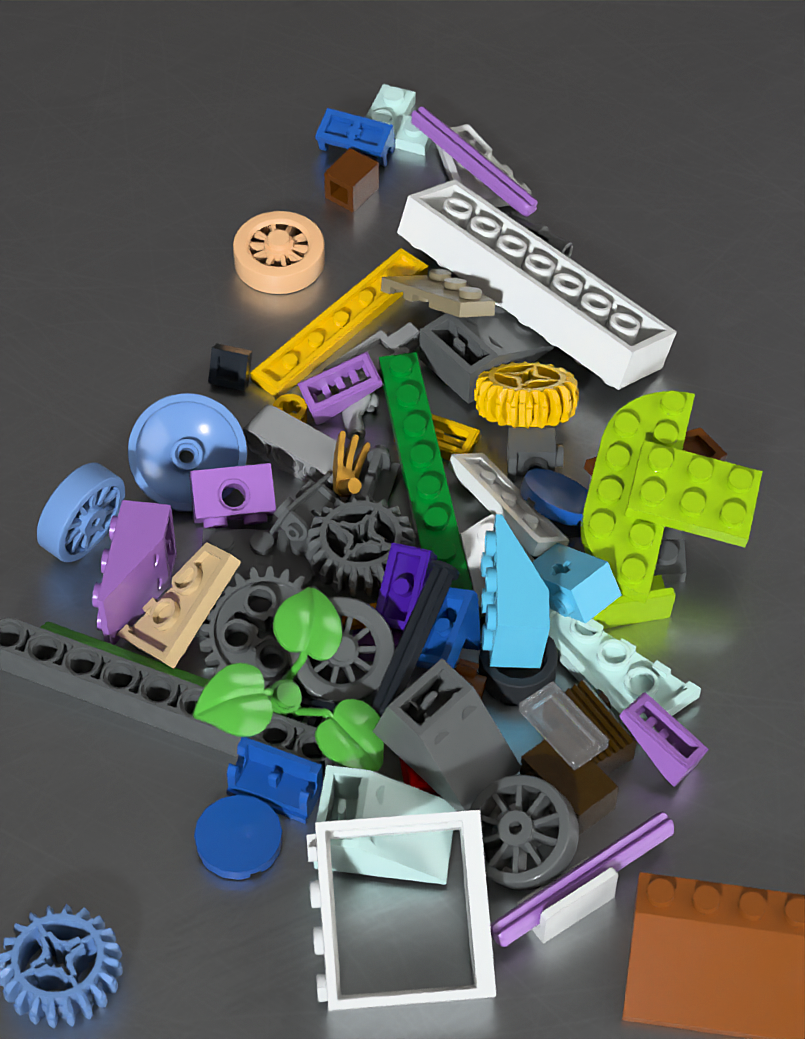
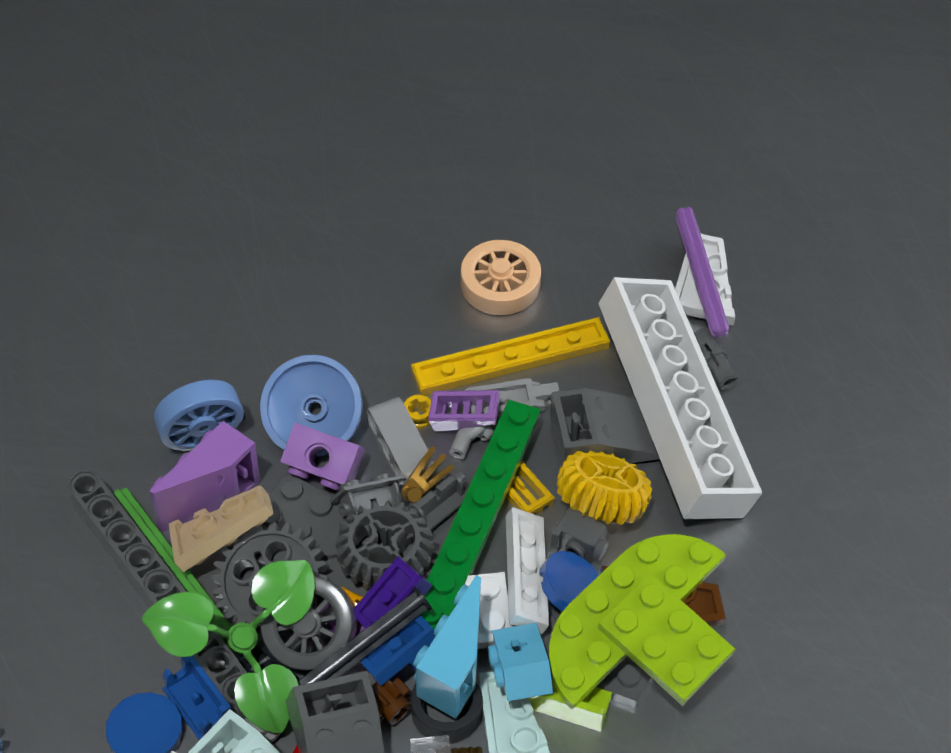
camera: 30 degrees right, 0 degrees up
(230, 367) = (396, 353): black tile -> none
(351, 180) = (597, 243): reddish brown brick -> none
(356, 133) = (624, 208): blue hinge -> none
(393, 108) = (661, 206): light aqua plate -> none
(442, 292) = (597, 370): dark tan wing -> none

